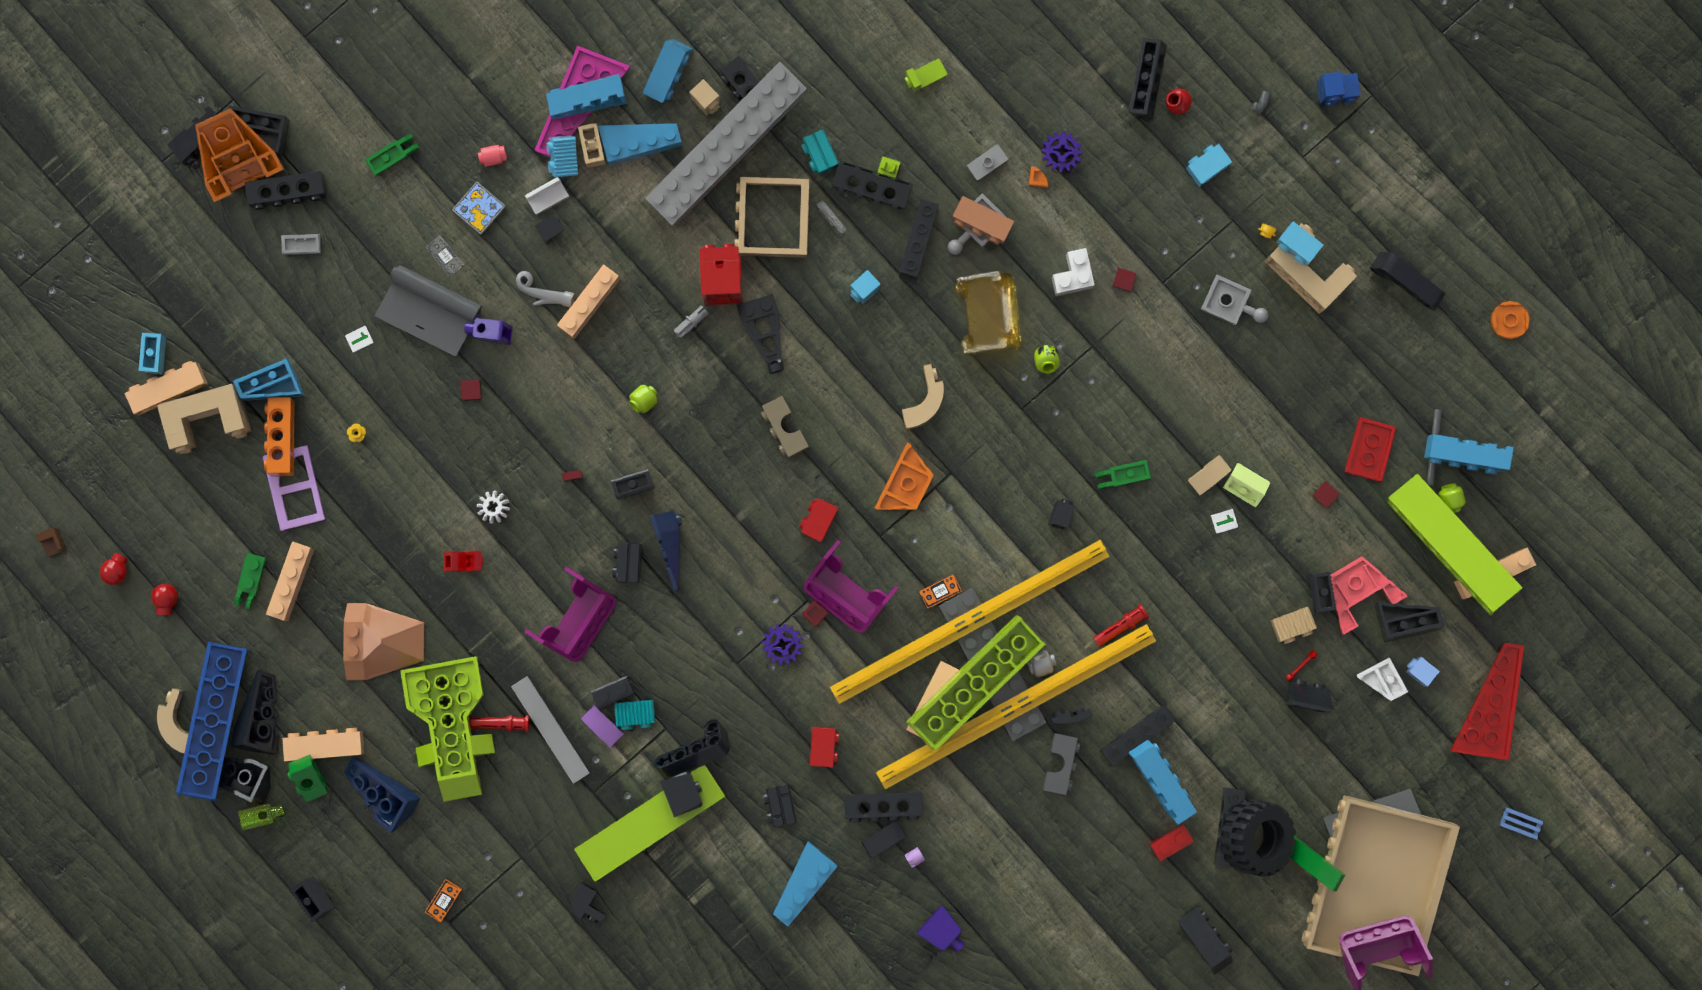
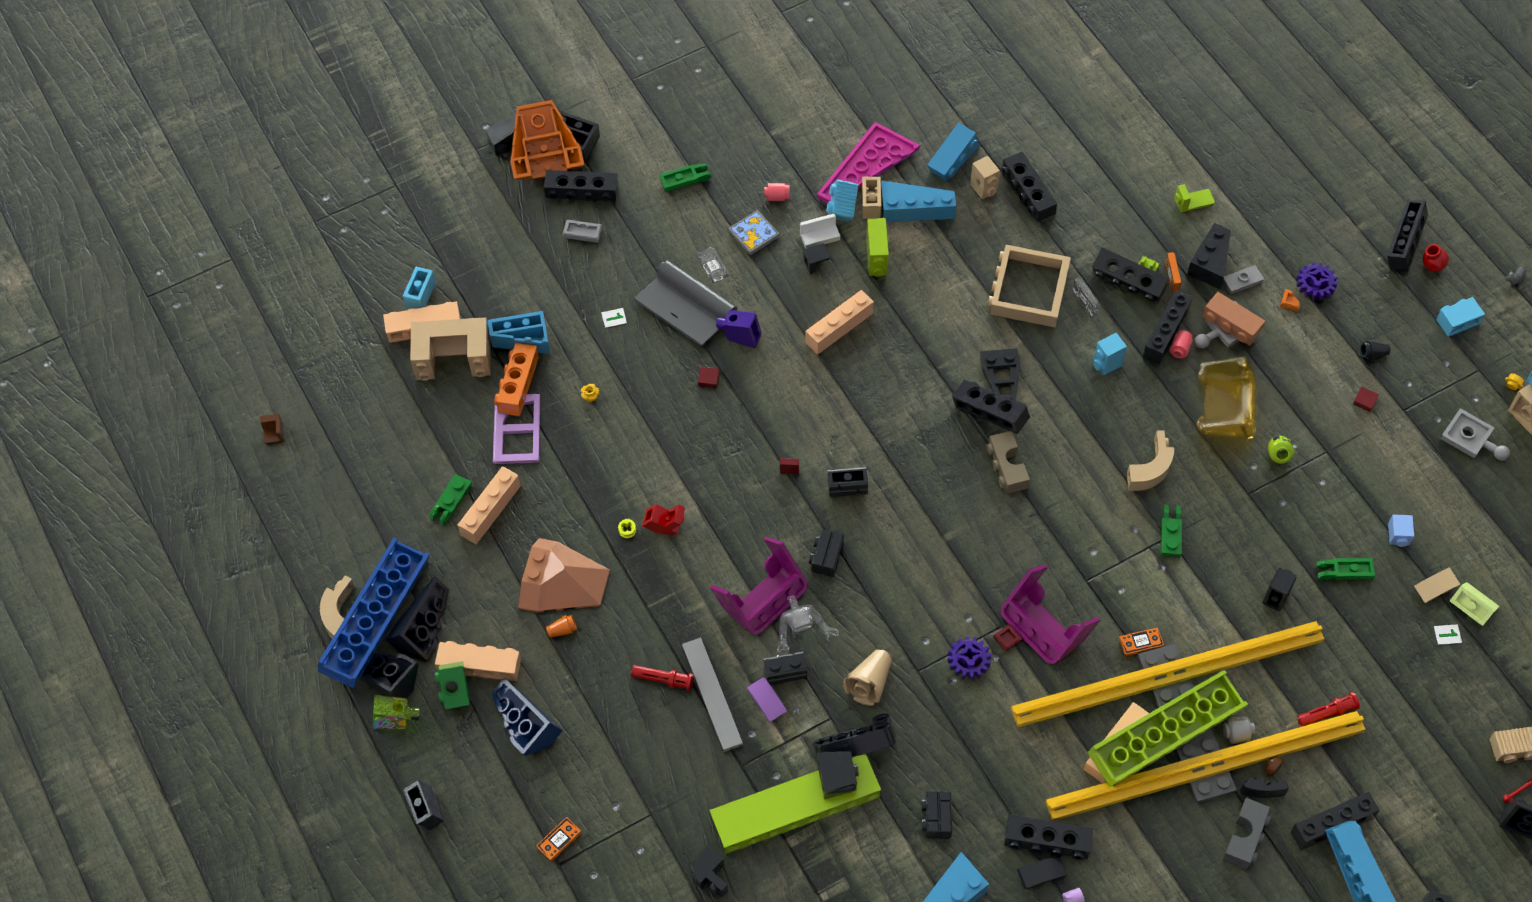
camera: 15 degrees right, 25 degrees down
(114, 570) = (323, 462): red piece -> none
(164, 598) = (363, 498): red piece -> none
(392, 693) = (563, 626): none -> orange cone
(428, 569) = (627, 534): none -> neon yellow bush
(452, 746) = (610, 684): lime piece -> none
(499, 509) = (705, 485): white gear -> none
(547, 297) = (798, 312): light grey plant -> none
(586, 97) = (877, 156): dark azure wedge -> none
(610, 208) = (877, 247): none -> lime brick
(615, 639) = (800, 619): none -> clear piece
(634, 714) = (803, 694): teal brick -> none
(643, 398) = (873, 412): lime head -> none
(668, 534) = (873, 535): dark blue wedge -> none
(691, 322) = (934, 357): light grey axle -> none
(694, 684) = (869, 678): none -> tan cone
(721, 275) = (973, 312): red piece -> none
(727, 144) = (998, 215): light grey brick -> none
(730, 364) = (991, 406): none -> black brick
(819, 519) = (1027, 551): red brick -> none
(820, 152) = (1084, 242): teal brick -> none
(823, 747) = (993, 765): red brick -> none
(906, 483) = (1121, 535): orange wing -> none
(915, 170) = (1173, 272): none -> orange tile
(935, 255) = (1181, 344): none -> coral brick
(952, 144) = (1211, 257): none -> black wedge
(953, 469) = (1171, 533): none -> green hinge
(1076, 692) = (1273, 765): none -> reddish brown tile
(1078, 277) = (1319, 385): white brick -> none
(1127, 221) = (1373, 349): none -> black cone
(1171, 423) = (1401, 530): none -> light blue brick

